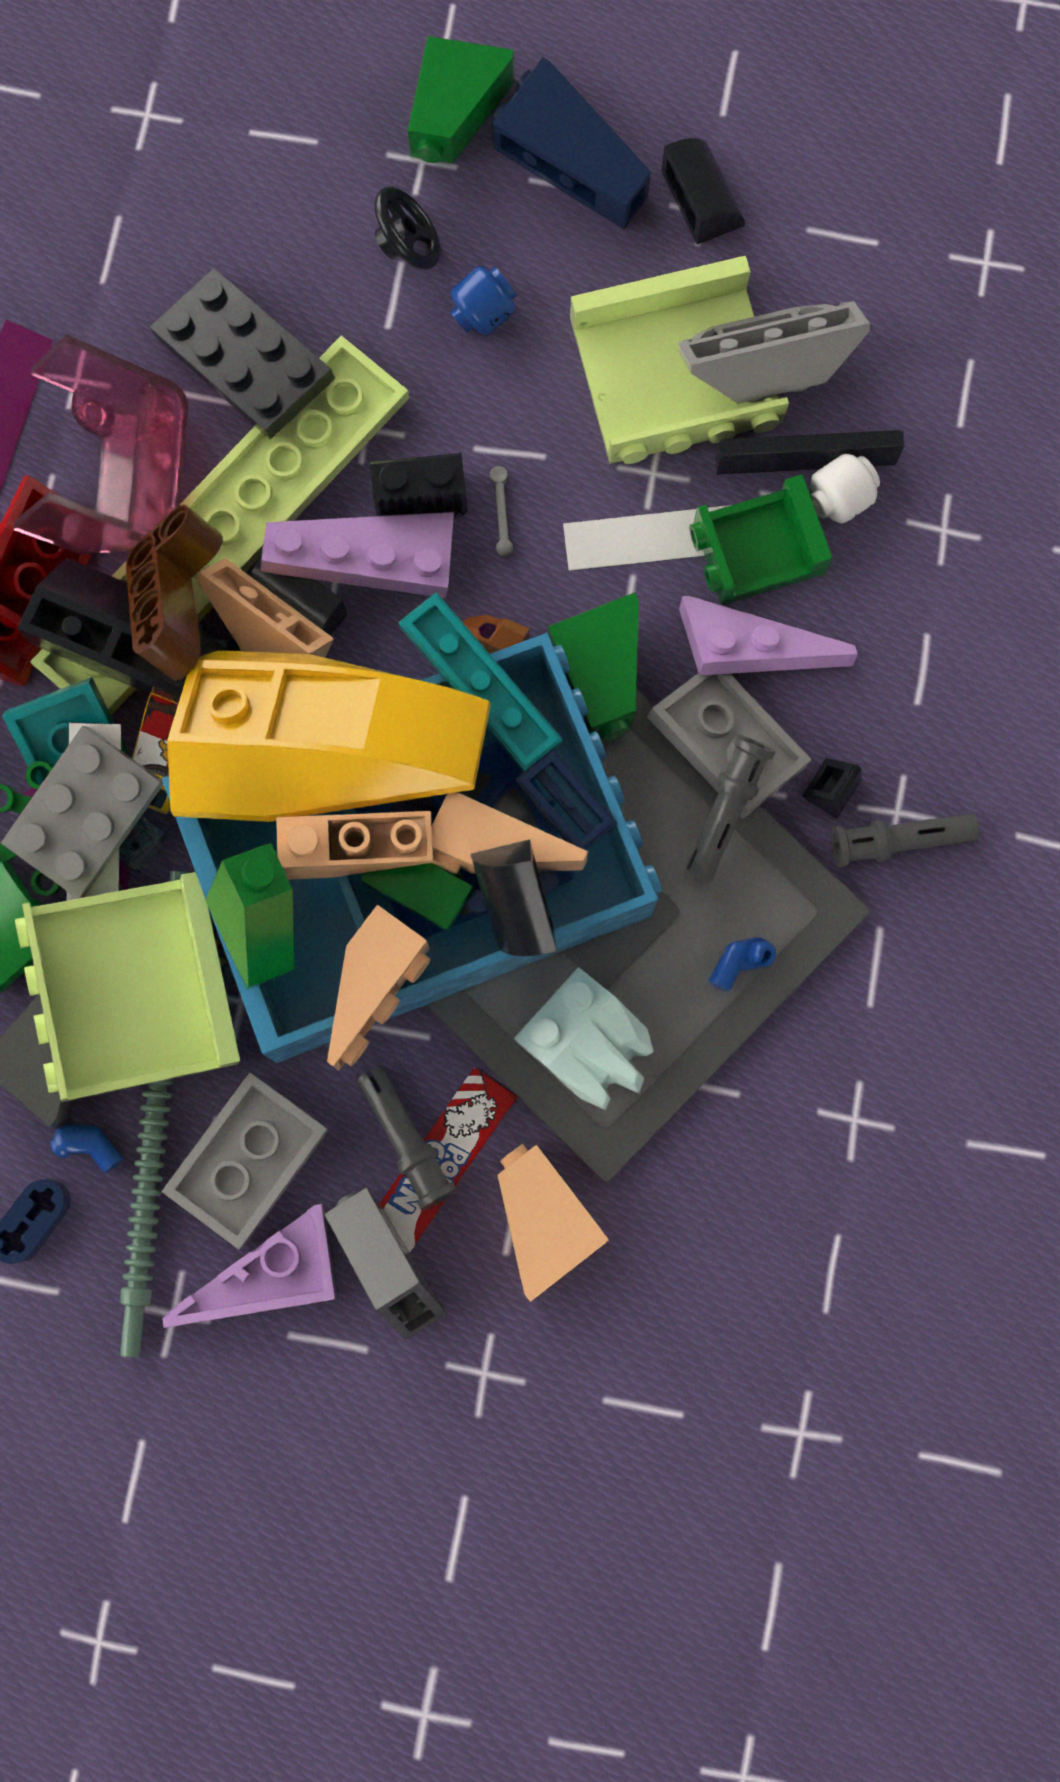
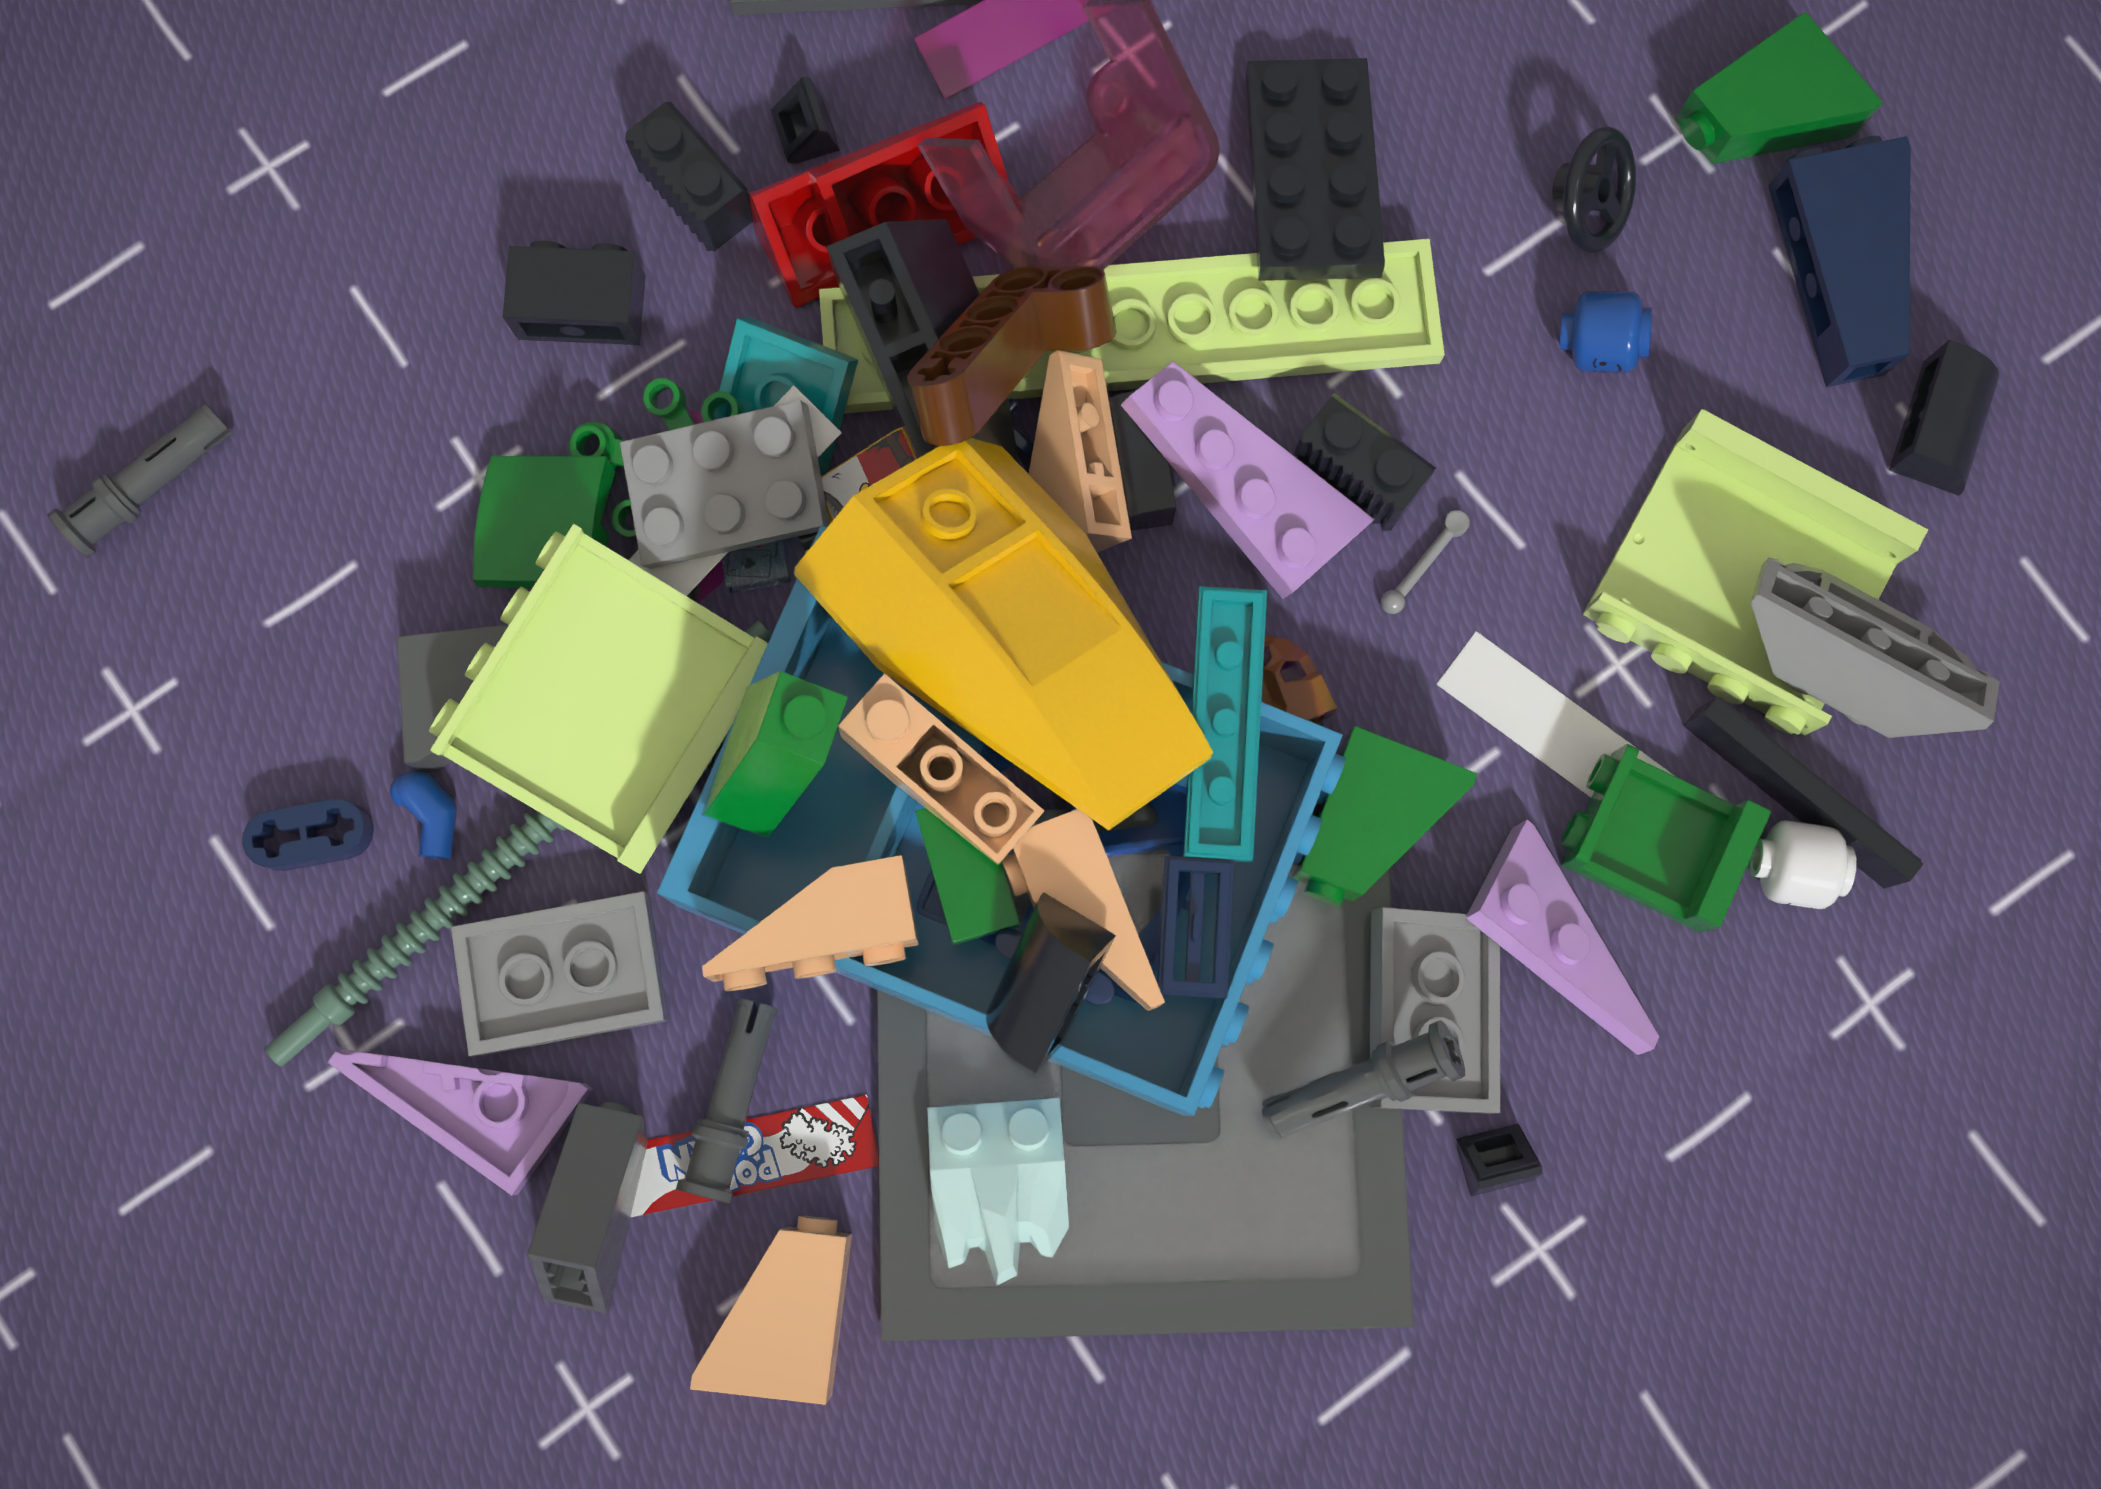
camera: 40 degrees right, 0 degrees up
(741, 956) = (1232, 1245): blue arm -> none
(882, 840) = (1499, 1269): dark grey pin -> none

